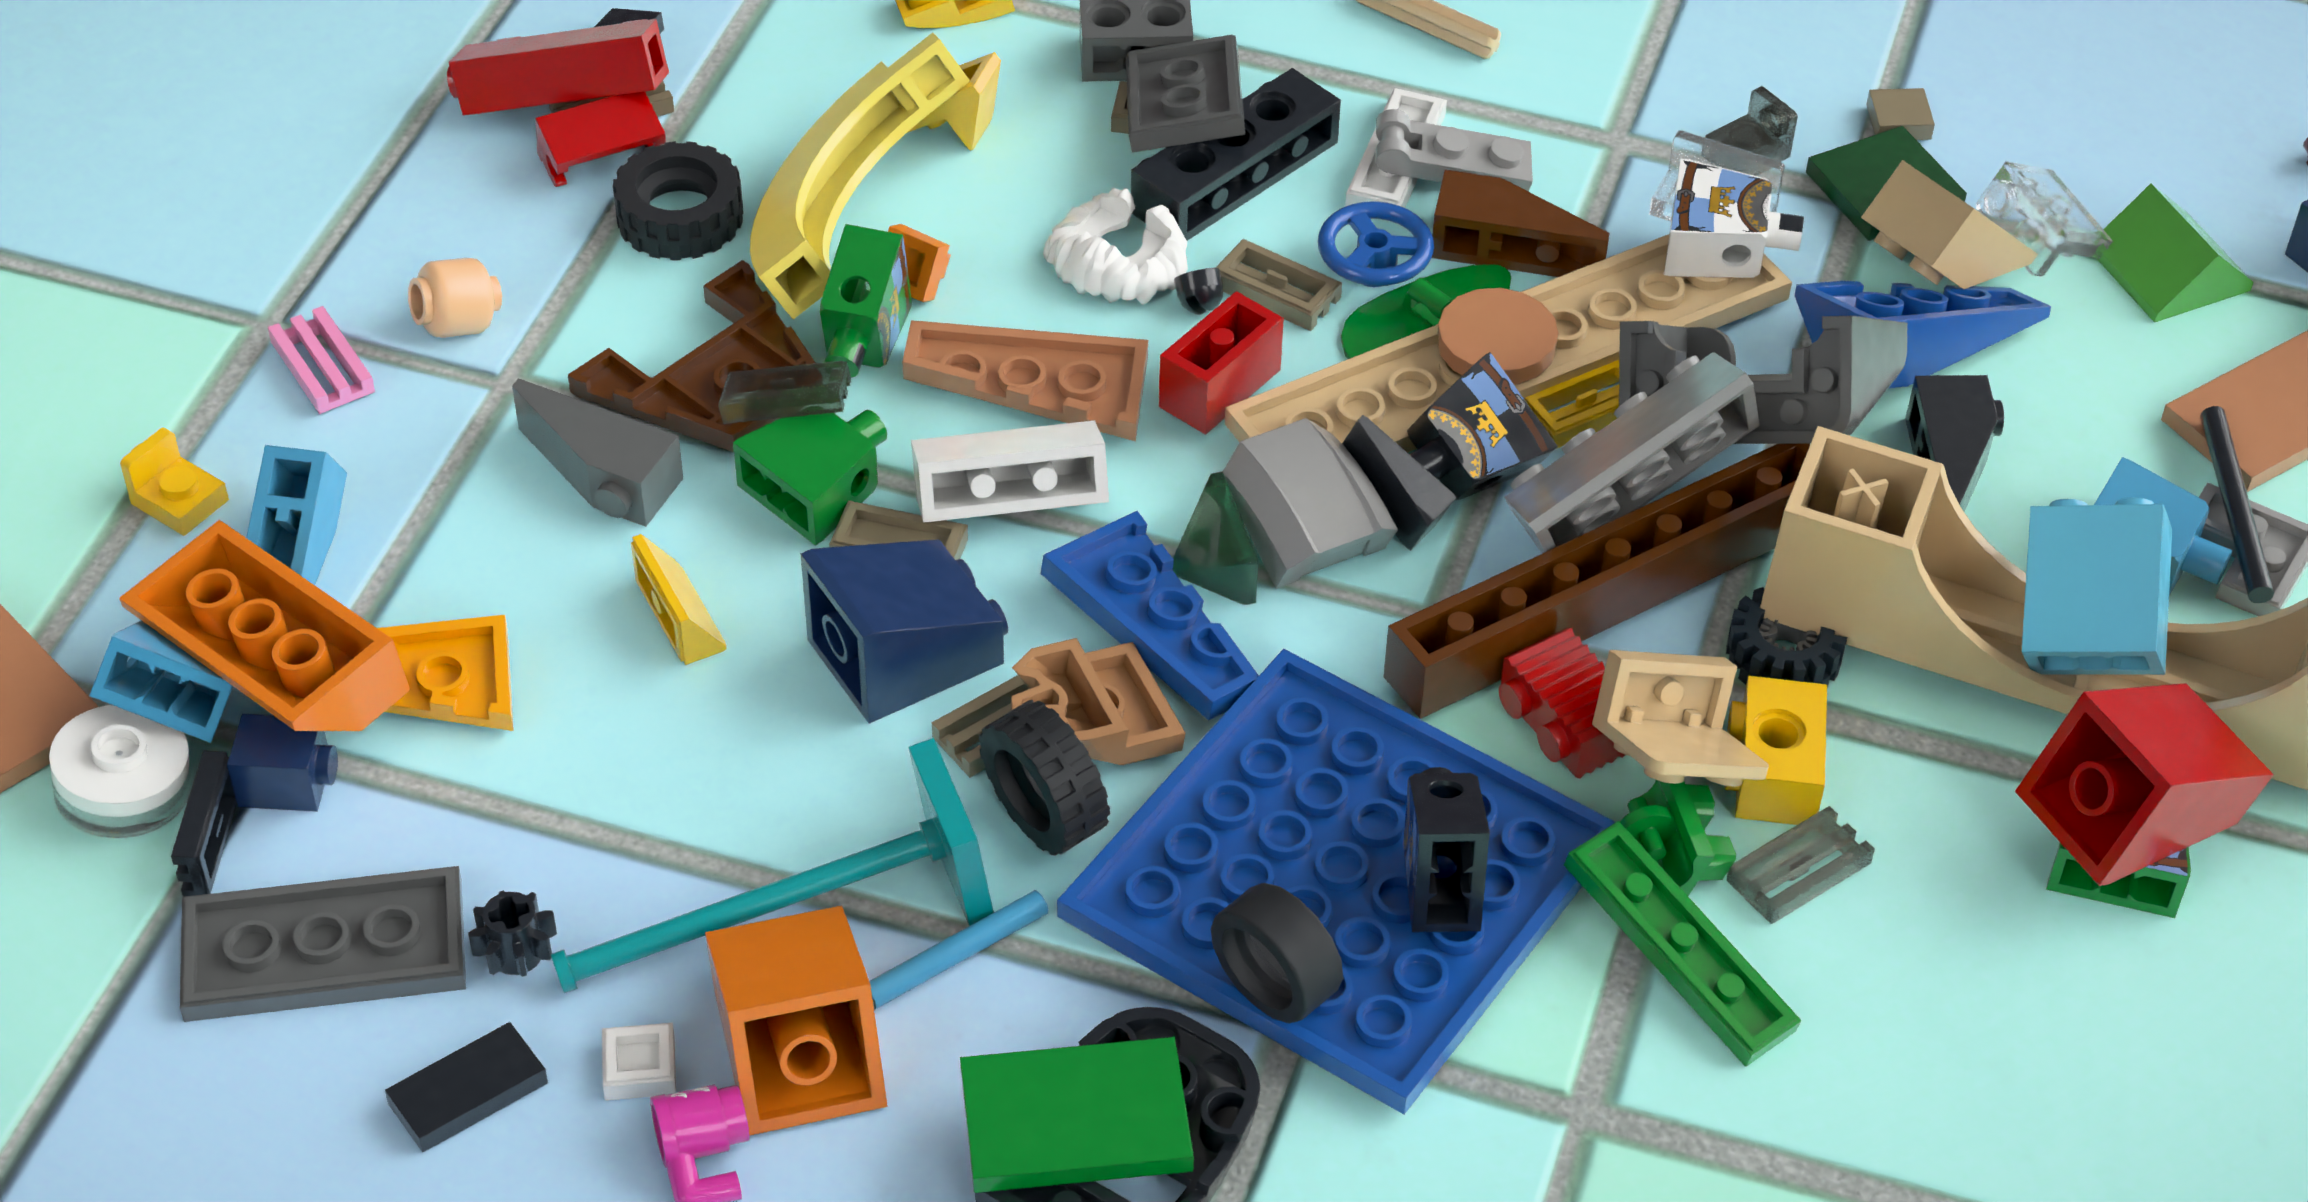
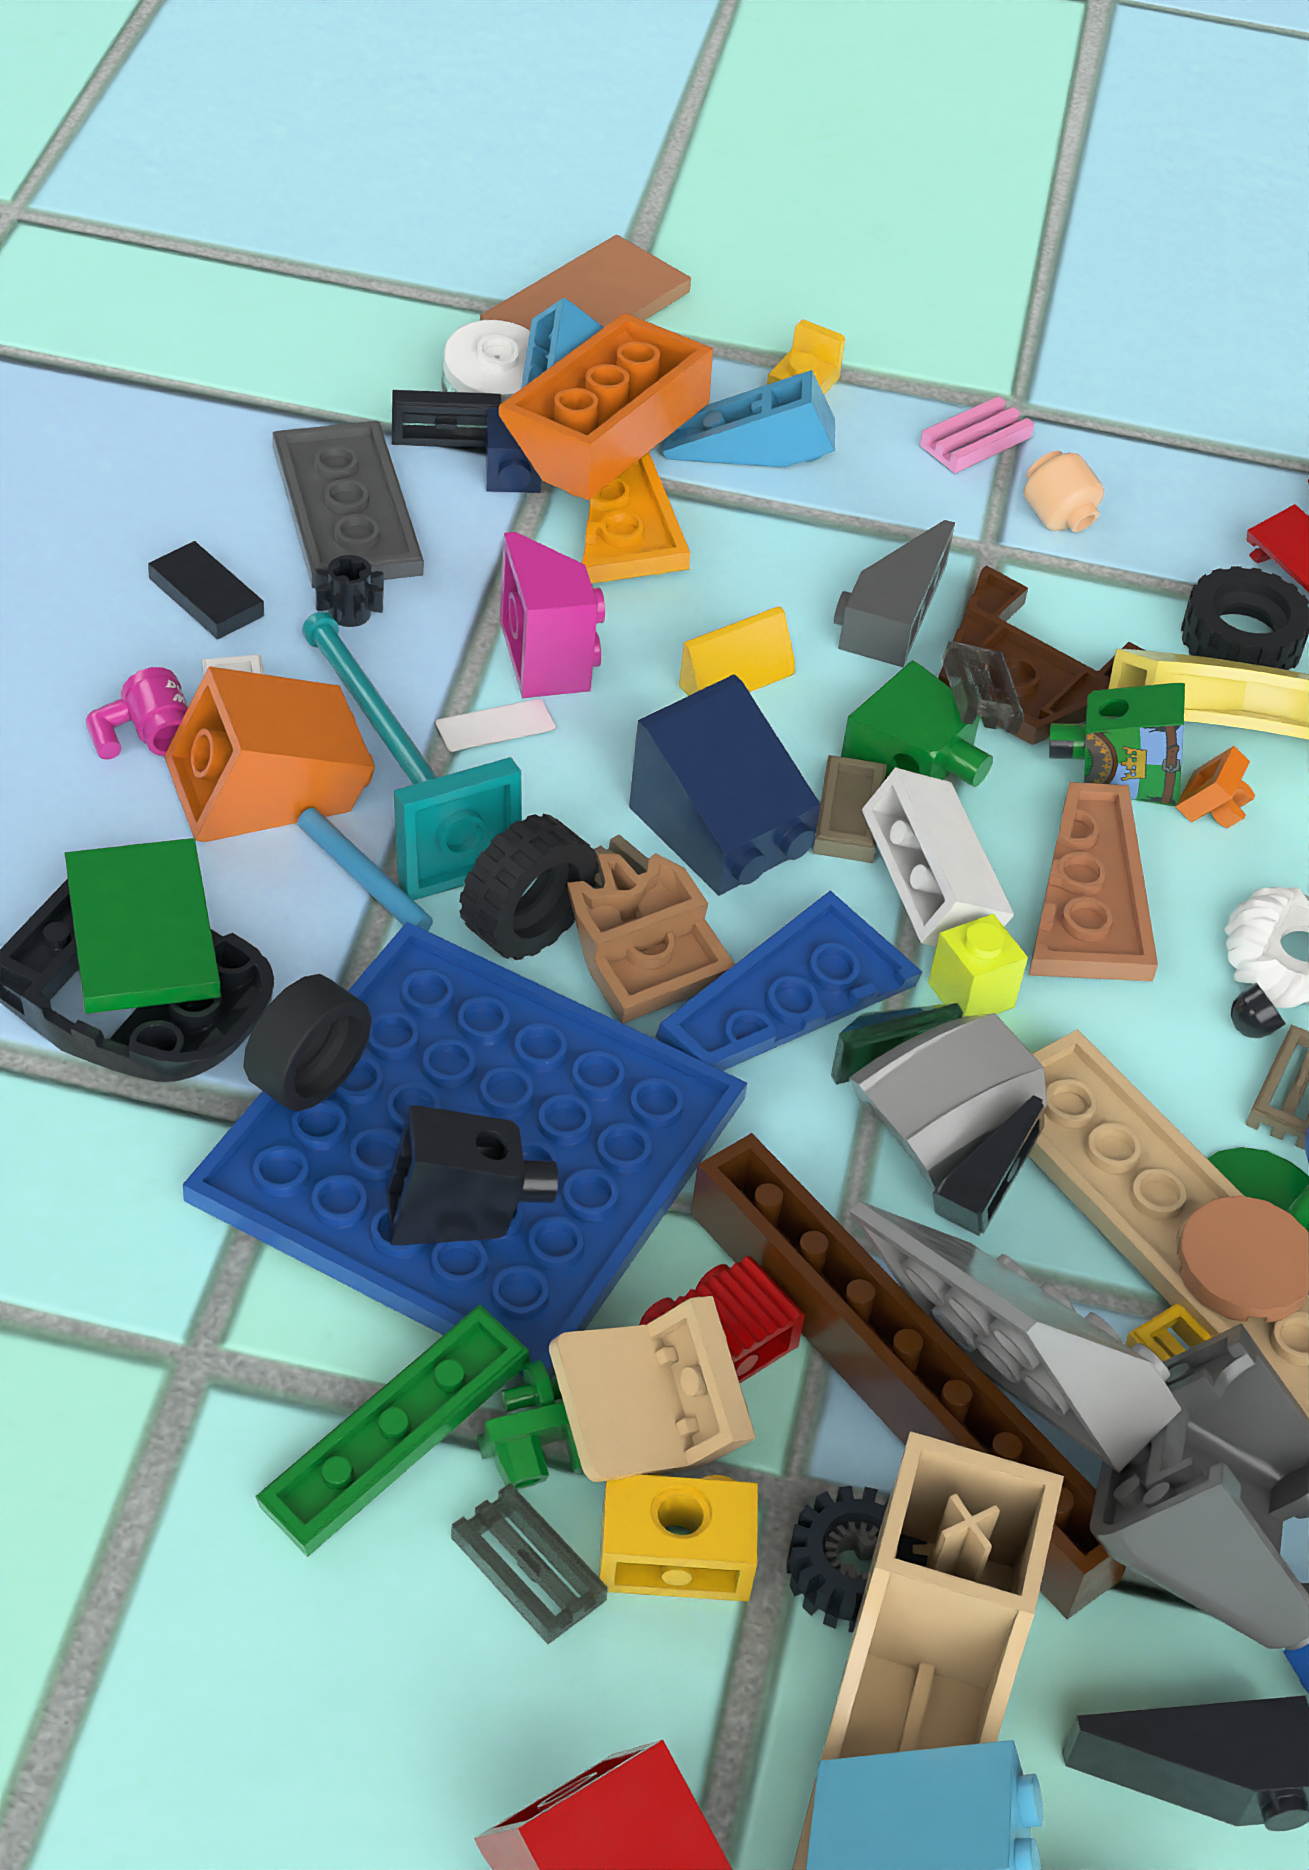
camera: 80 degrees right, 0 degrees up
(617, 739) = (549, 618): none -> dark pink slope
(730, 827) = (495, 725): none -> white sticker
(1149, 464) = (978, 967): none -> neon yellow brick
(1220, 362) = (1133, 1015): red brick -> none
(1479, 432) = (1085, 1233): torso -> none

